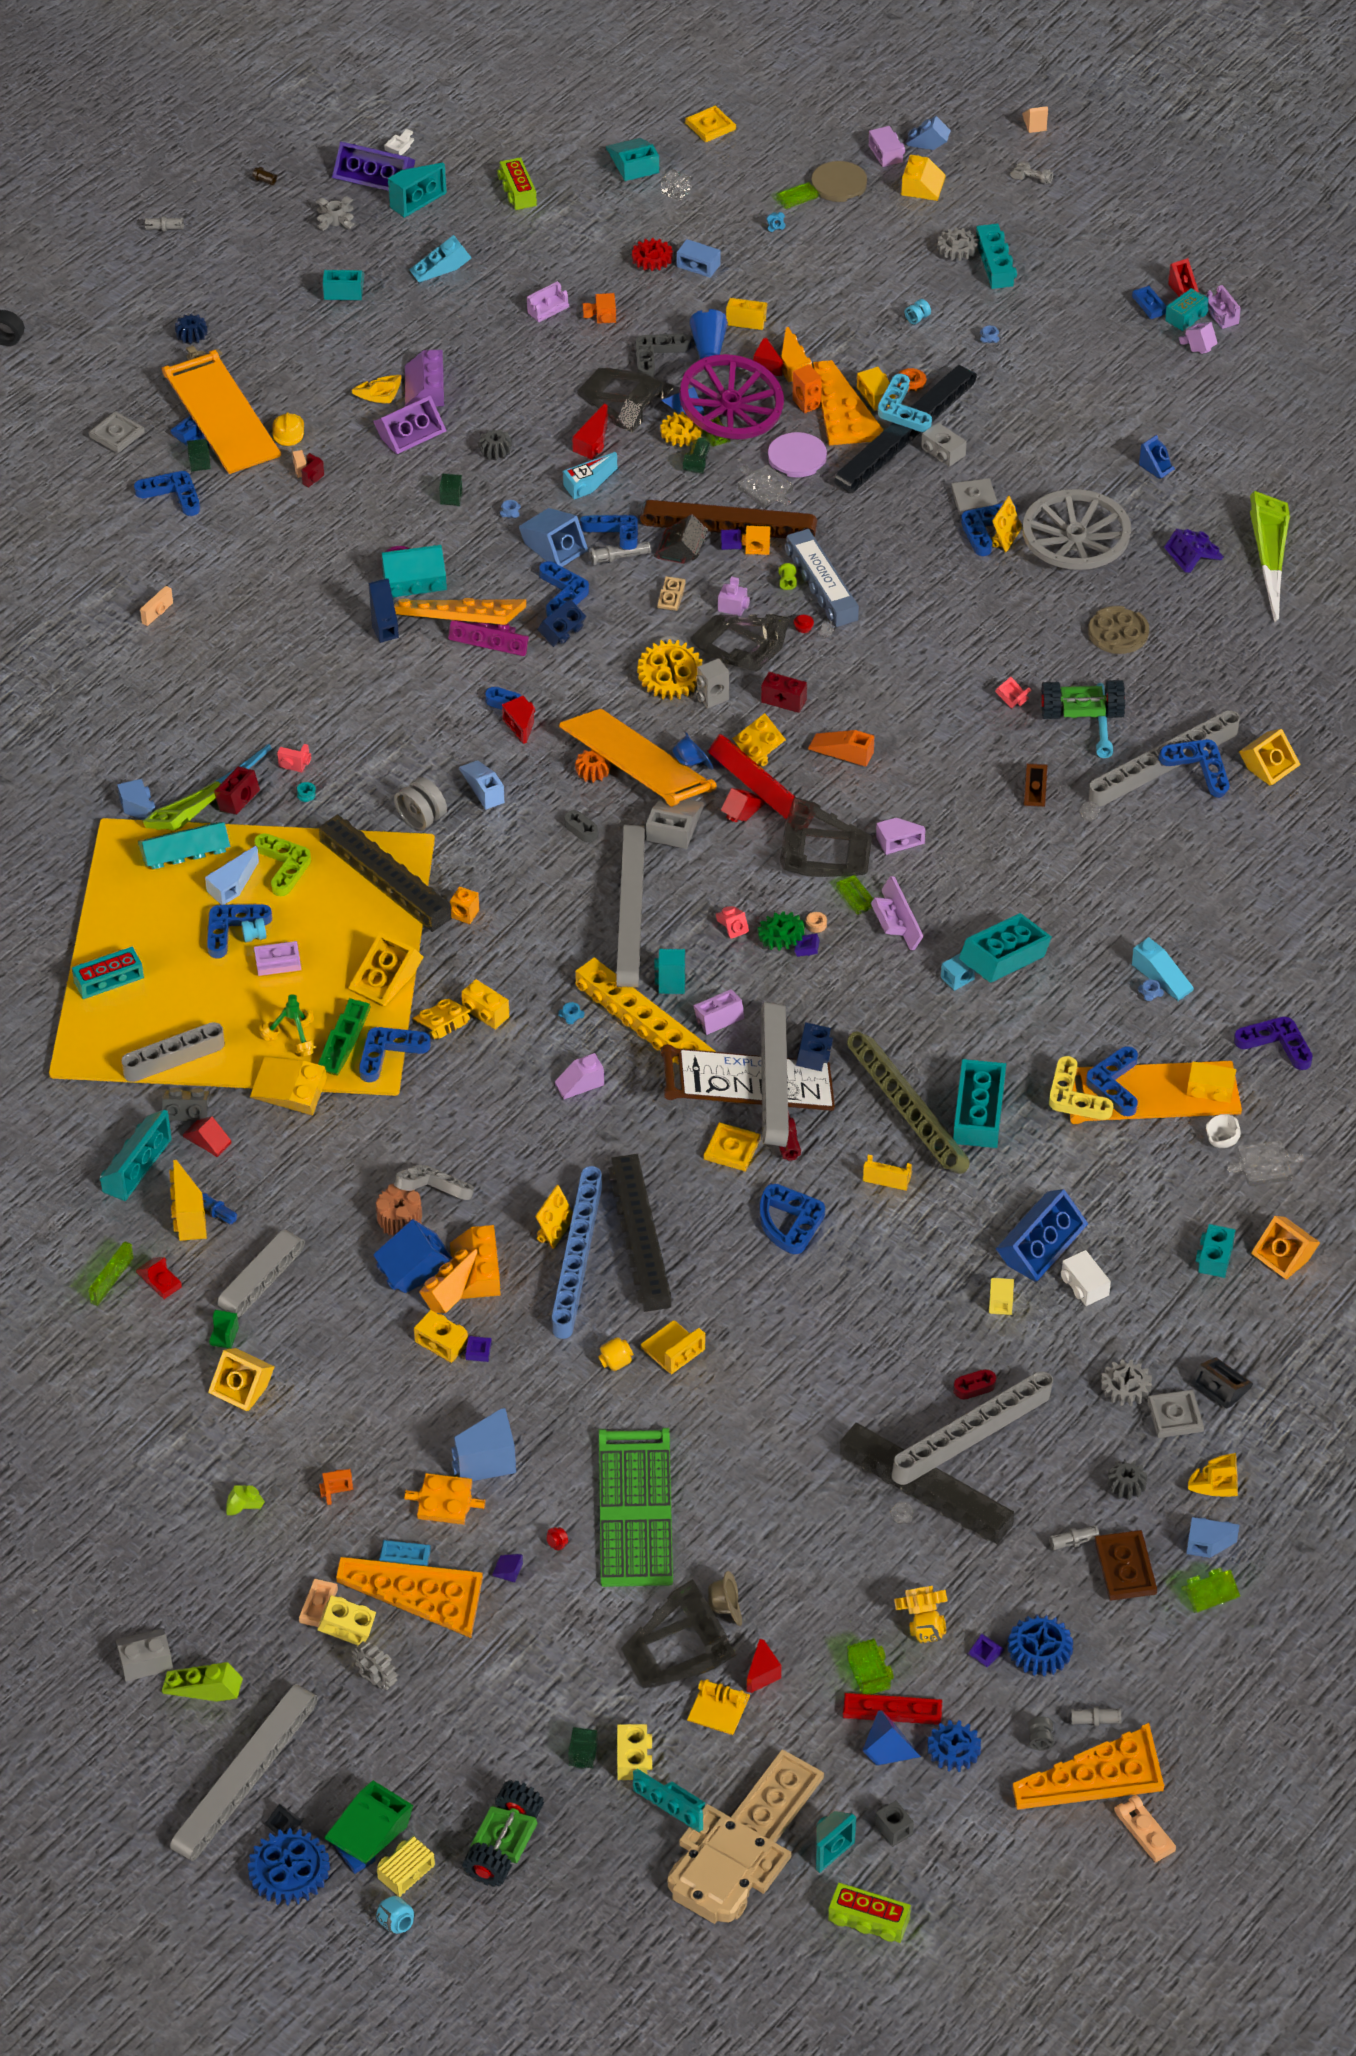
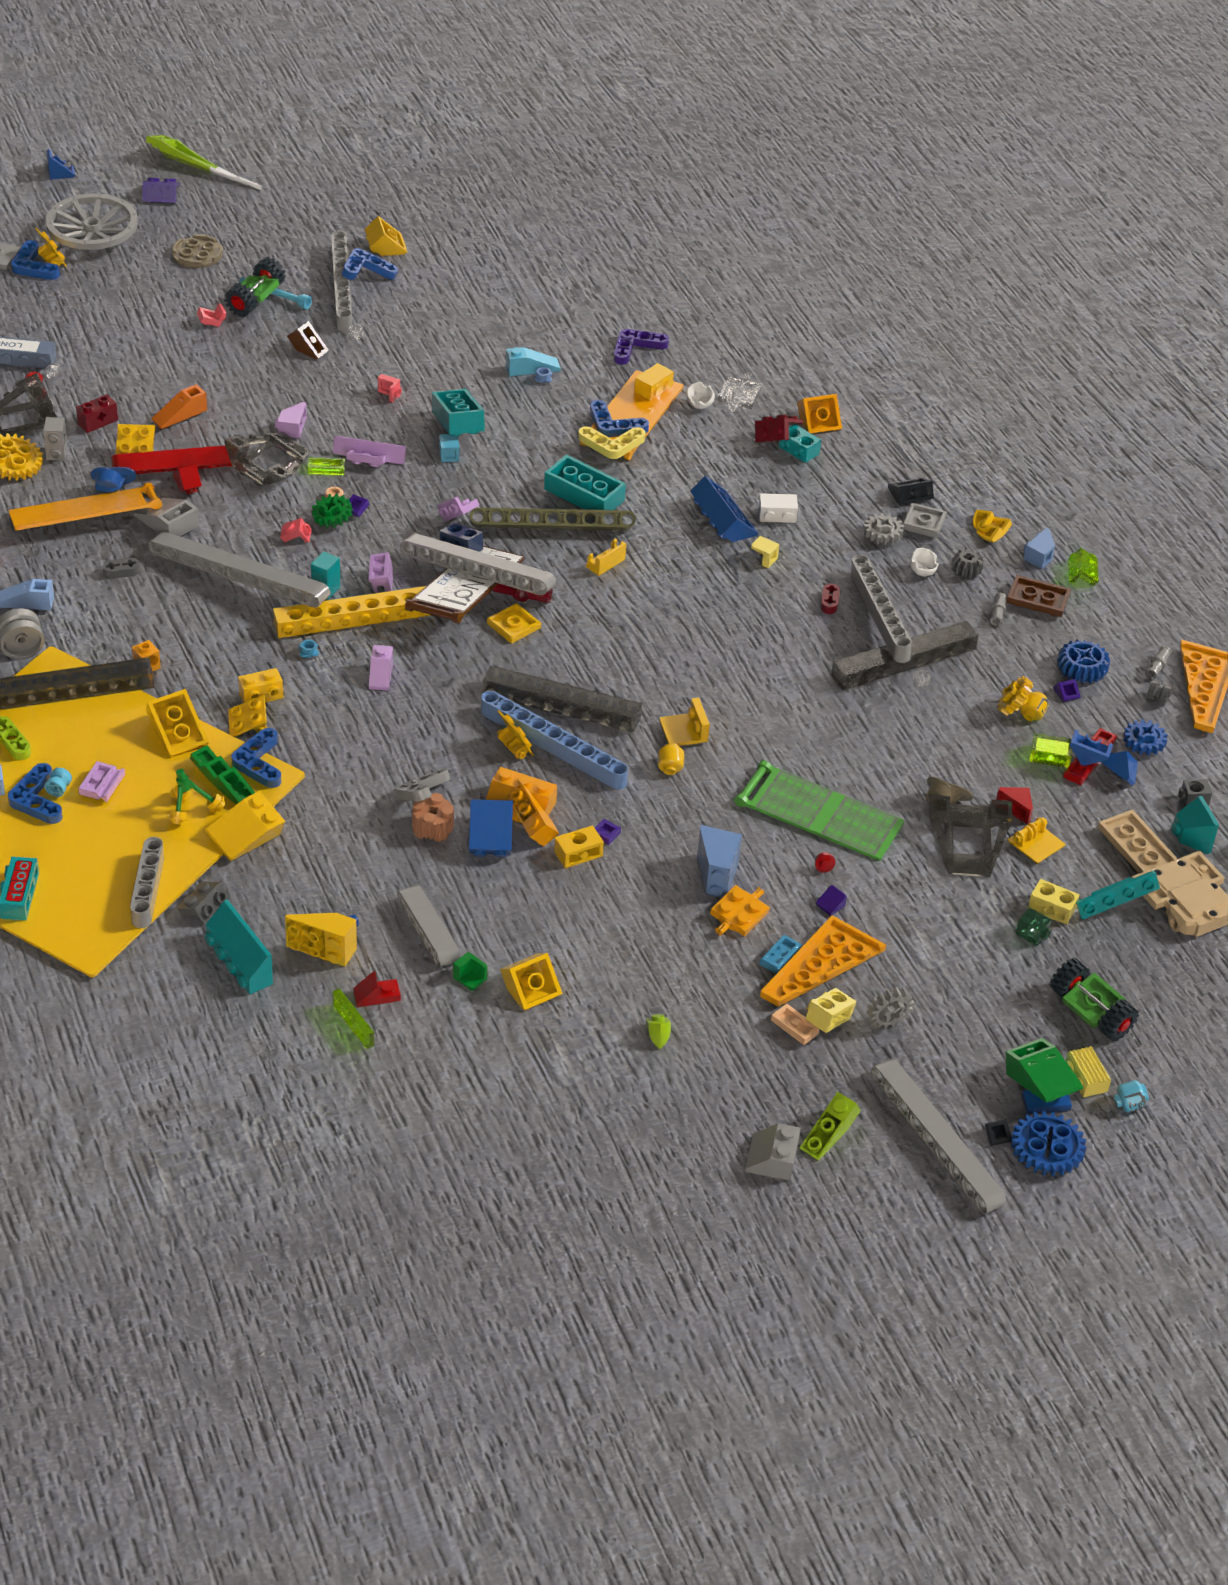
camera: 65 degrees left, 5 degrees down
(208, 1135) = (251, 901): slope -> none
(335, 1482) = (683, 971): orange bracket -> none
(592, 766) = (68, 535): orange gear -> none
(802, 1211) = (610, 609): blue beam -> none
(857, 1023) = (453, 507): none -> lavender bracket
(883, 1693) = (1088, 750): none -> blue slope
(1017, 884) = (389, 386): none -> coral bracket
(1093, 1438) = (923, 562): none -> white hair
(1214, 1209) = (774, 429): none -> dark red bracket

